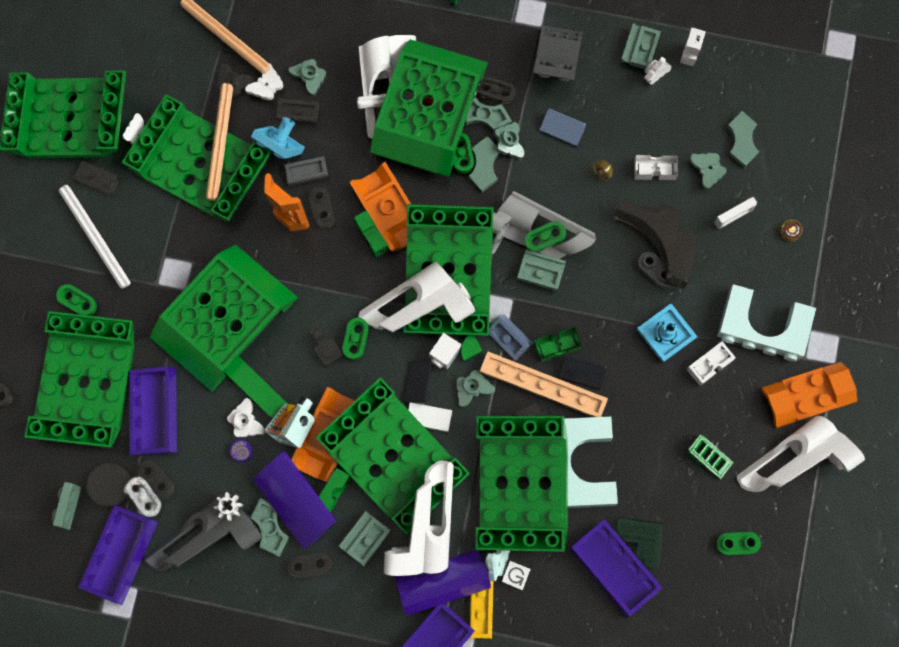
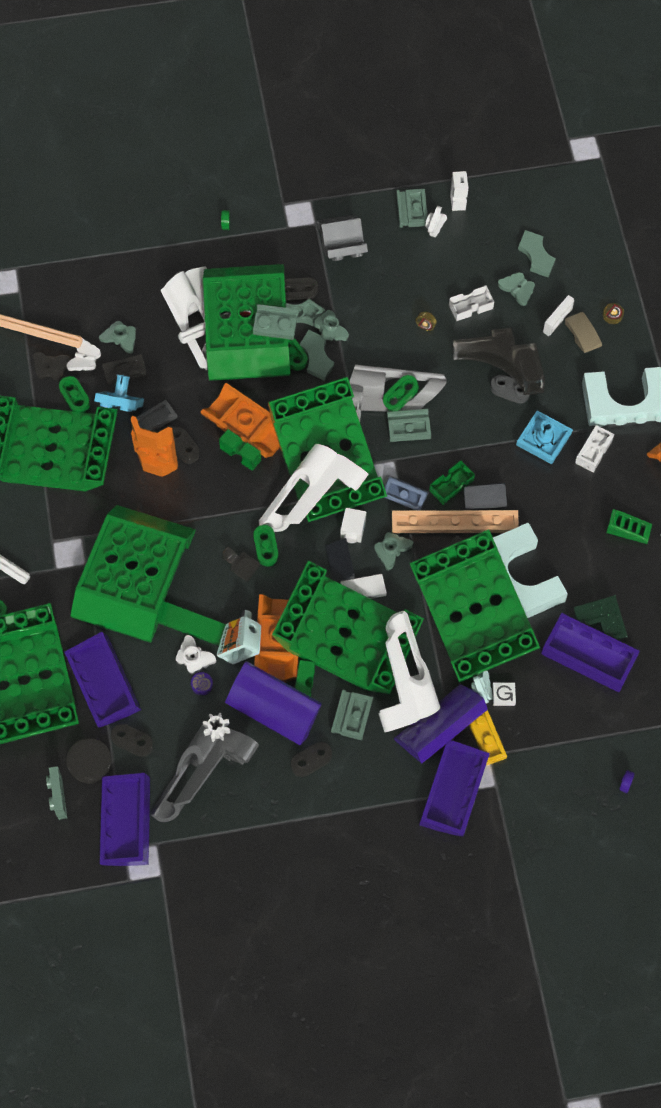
camera: 25 degrees left, 10 degrees down
(143, 495) = (127, 756): clear smoke plate -> none
(219, 142) = (63, 419): light nougat axle -> none
(241, 120) = (74, 396): none -> green plate
(267, 519) = (268, 749): sand green tile -> none
(451, 122) = (275, 322): none -> sand green plate
(470, 348) = (374, 515): green tile -> none
(562, 127) = (373, 298): sand blue slope -> none
(752, 239) = (584, 332): none -> dark tan slope

